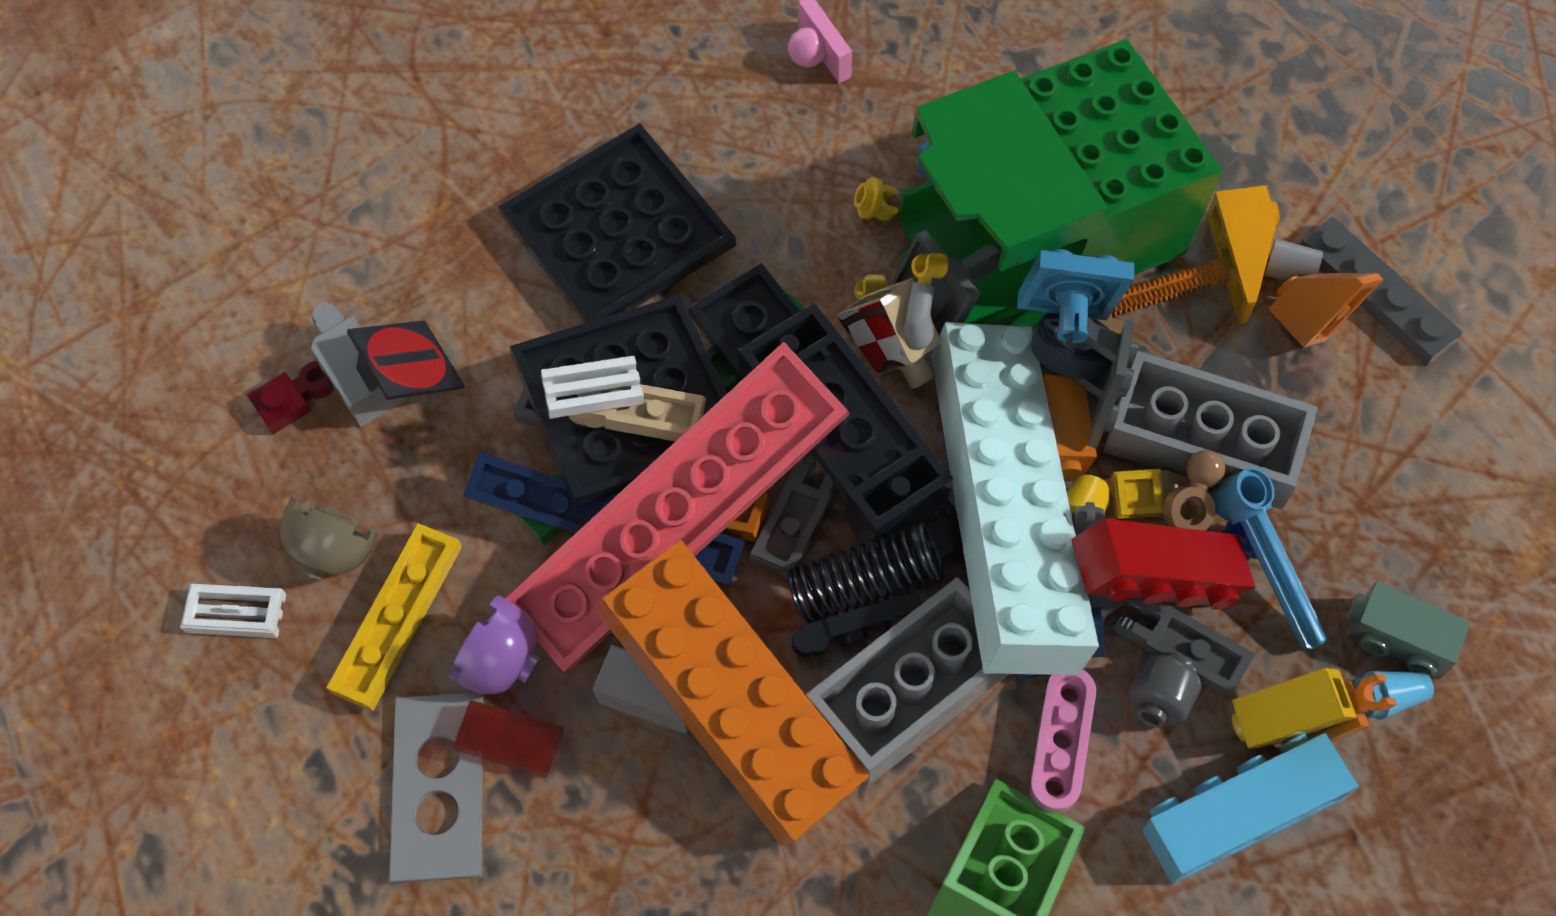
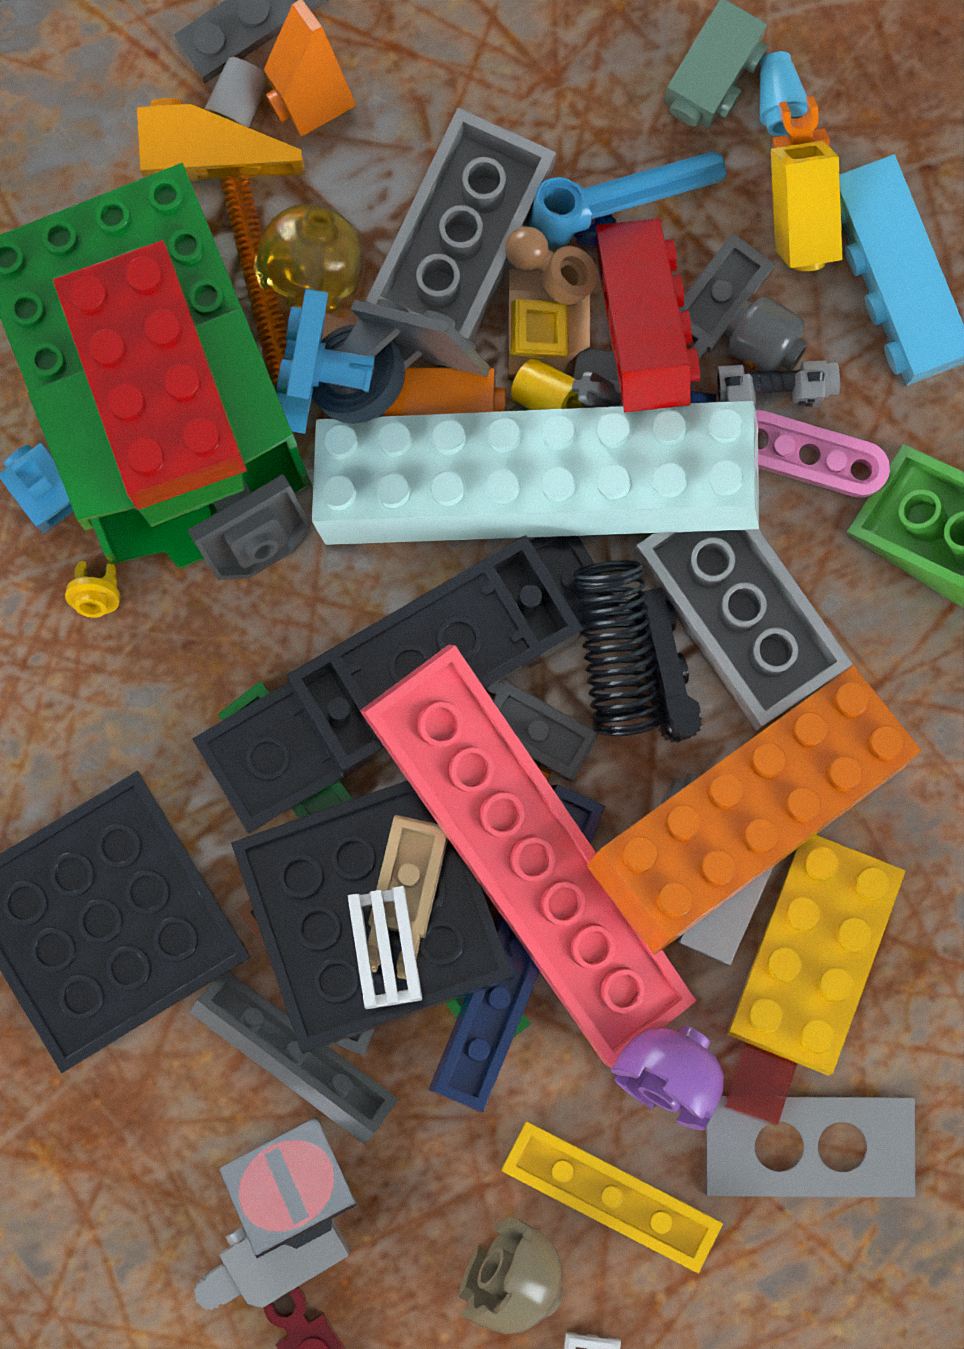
camera: 90 degrees left, 20 degrees up
(497, 382) = (270, 1041): none -> dark grey plate
(607, 772) = (816, 953): none -> yellow plate
(895, 321) = (295, 583): torso -> none
(1039, 134) = (149, 375): none -> red brick
(1125, 726) = (808, 385): none -> light grey piece
(1169, 316) = (310, 250): none -> clear yellow cylinder

